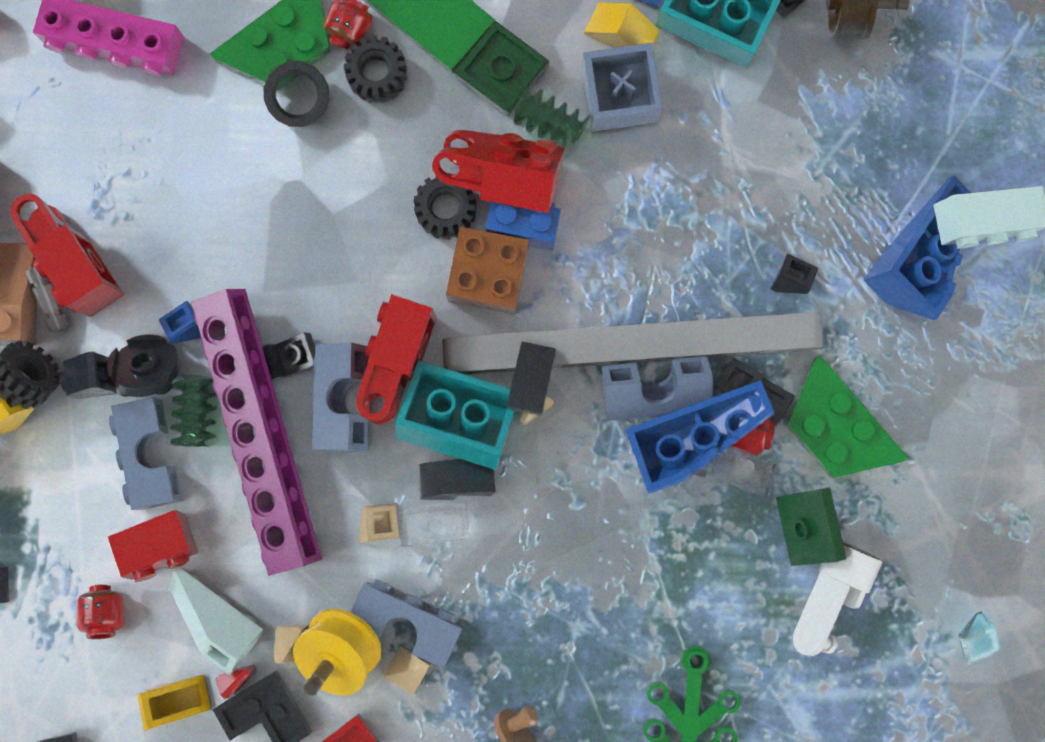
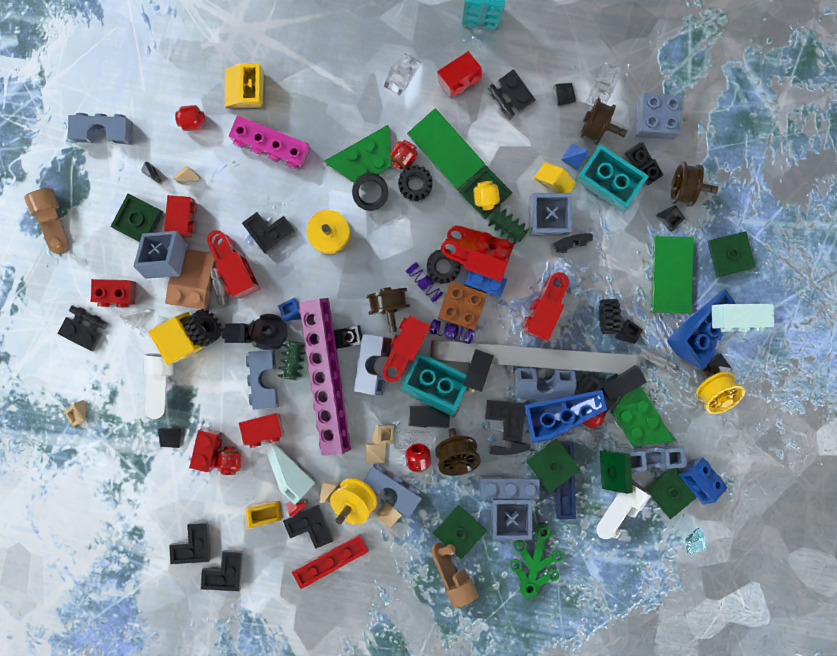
camera: 10 degrees right, 5 degrees up
(54, 597) = (205, 450): none -> red brick
(128, 198) = (265, 236): none -> black plate
(231, 174) = (328, 232): none -> yellow wheel
(353, 281) = (388, 302): none -> dark brown wheel
(368, 560) = (375, 453): none -> tan slope
(416, 240) = (424, 282): none -> dark purple piece
(446, 555) = (418, 457): none -> red head
(475, 318) = (451, 331): none -> dark purple piece
(502, 68) = (486, 195): none -> yellow head
(516, 538) = (457, 454): none -> dark brown wheel
(544, 681) = (460, 530): none -> dark green plate
(606, 453) = (511, 413): none -> black plate
(619, 512) = (513, 448): none -> black slope
(621, 586) = (509, 488): none -> sand blue arch
(633, 641) = (511, 519): none -> sand blue brick
(638, 252) = (546, 308): none -> red brick
(657, 135) = (567, 243): none -> black slope
(694, 533) = (553, 465): none -> dark green plate
(720, 559) = (565, 493): none -> dark blue plate
(754, 249) = (609, 316): none -> black tyre
(798, 365) = (624, 383): none -> black slope
(836, 65) = (671, 217): none -> black slope
(854, 317) = (657, 359): none -> light grey axle
(855, 164) = (672, 274): none -> green tile
(882, 492) = (662, 456): none -> sand blue arch
(920, 552) = (671, 492): none -> dark green plate
(953, 114) = (731, 254): none -> dark green plate
(964, 314) = (718, 364): none -> black slope
(972, 522) = (703, 481): none -> blue brick
(974, 355) = (719, 391): none -> yellow wheel

